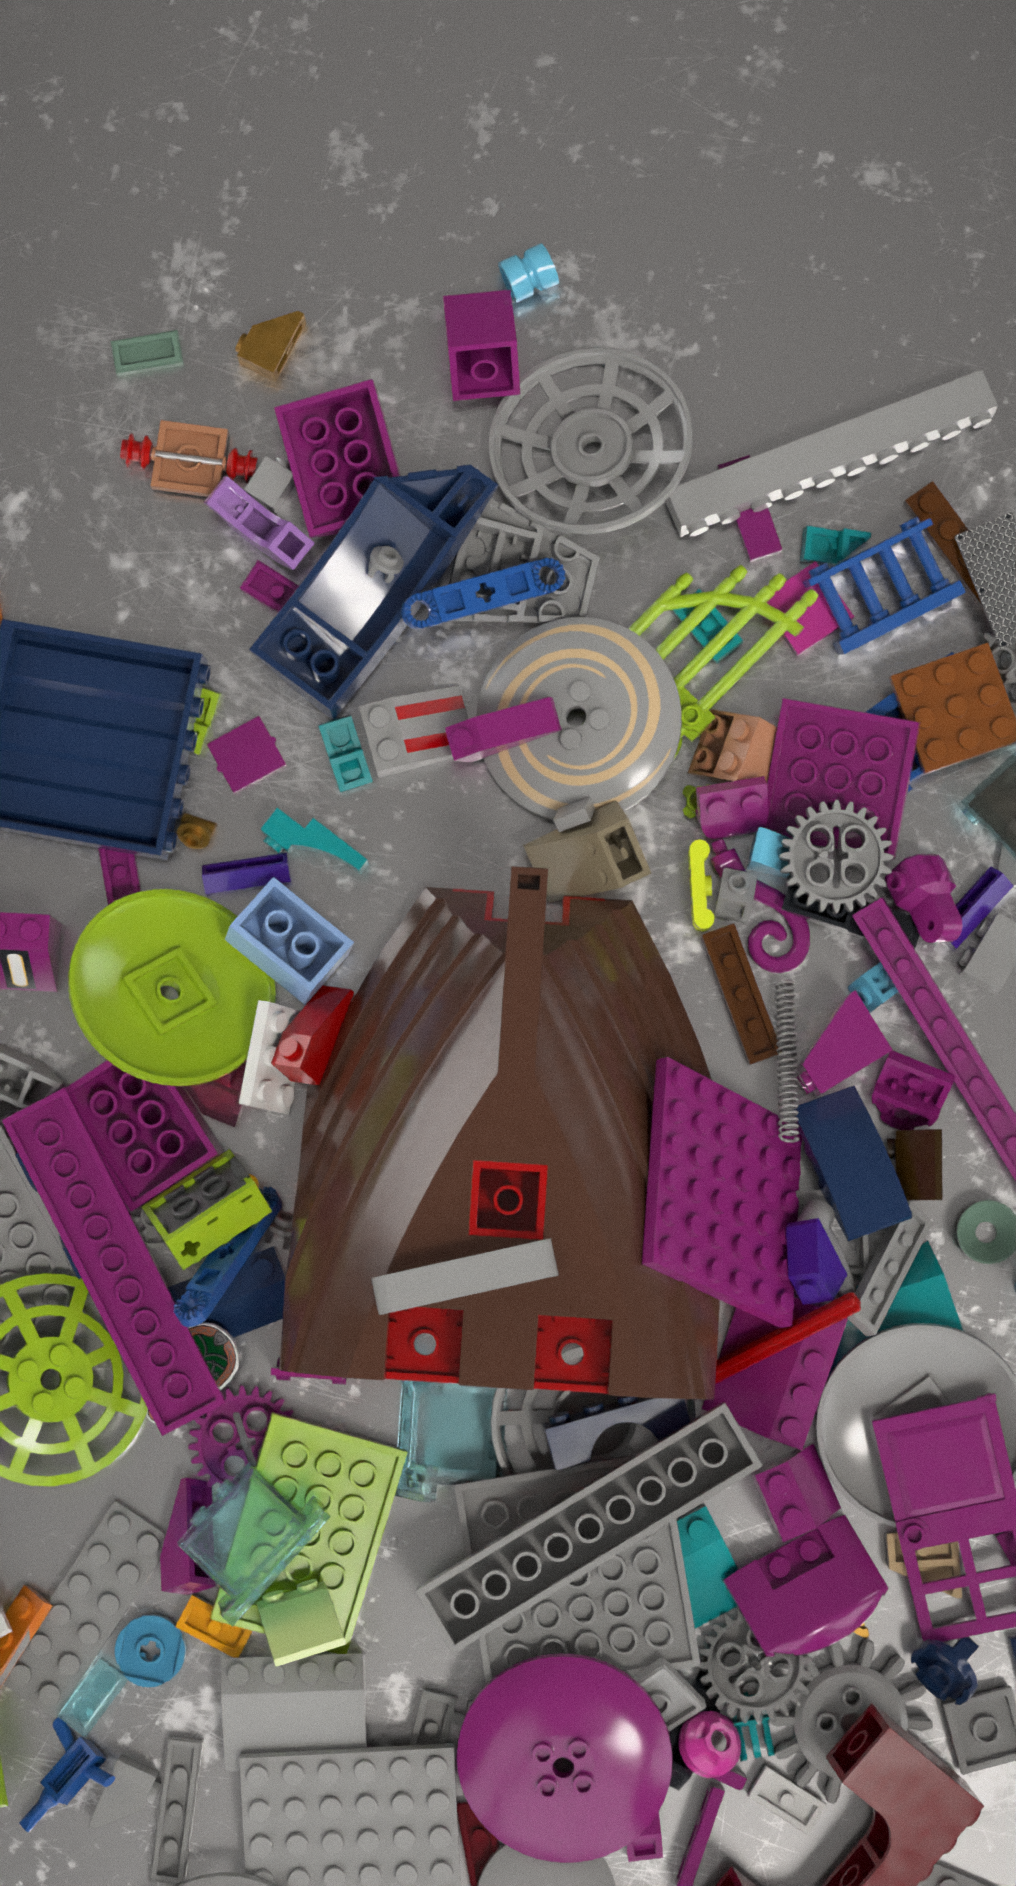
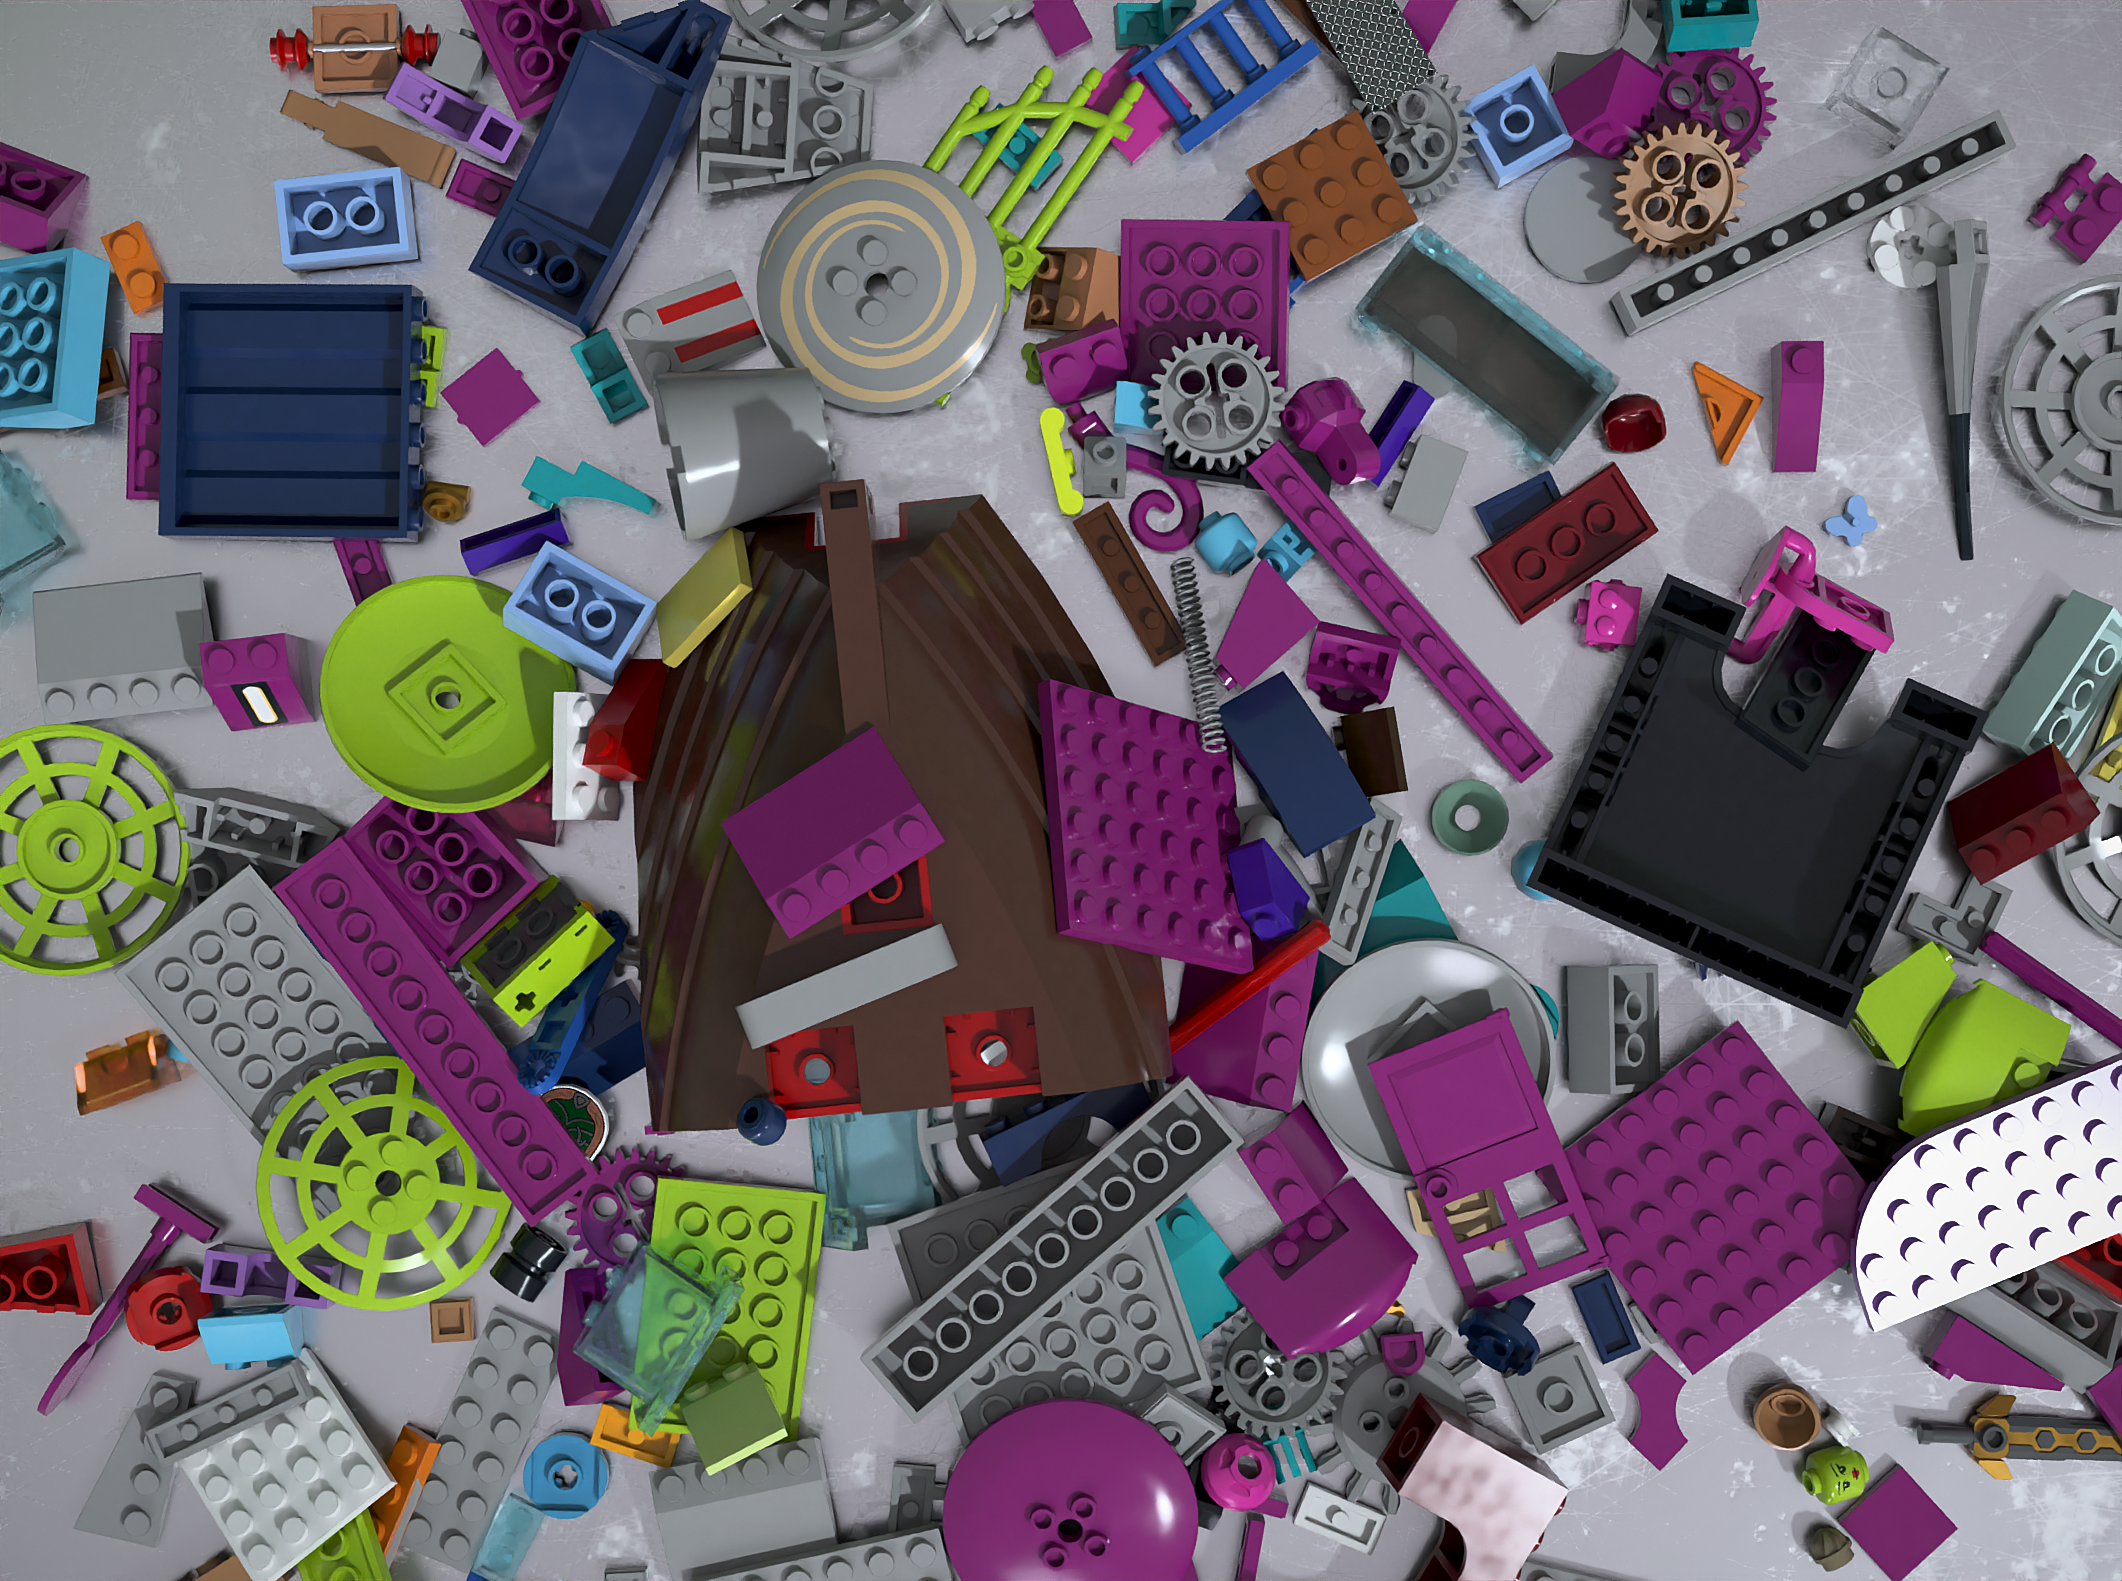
camera: 15 degrees left, 5 degrees up
(79, 1504) = (452, 1320): none -> medium nougat tile
(149, 1468) = (531, 1258): none -> black wheel
(157, 593) = (346, 219): none -> light blue brick
(189, 531) = (373, 137): none -> medium nougat piece
(376, 1375) = (761, 1121): none -> dark blue piece
(386, 560) = (615, 133): light grey plate -> none
(393, 944) = (703, 597): none -> light yellow tile
(445, 826) = (741, 443): none -> light grey cone
(460, 598) = (711, 166): blue piece -> none
(475, 1149) = (832, 833): none -> magenta slope
(502, 730) = (790, 315): magenta slope -> none
(574, 814) = (894, 403): light grey tile -> none
(590, 855) = (920, 449): dark tan slope -> none
(824, 973) = (1225, 542): none -> medium azure head
(862, 1668) = (1403, 1353): none -> magenta tile

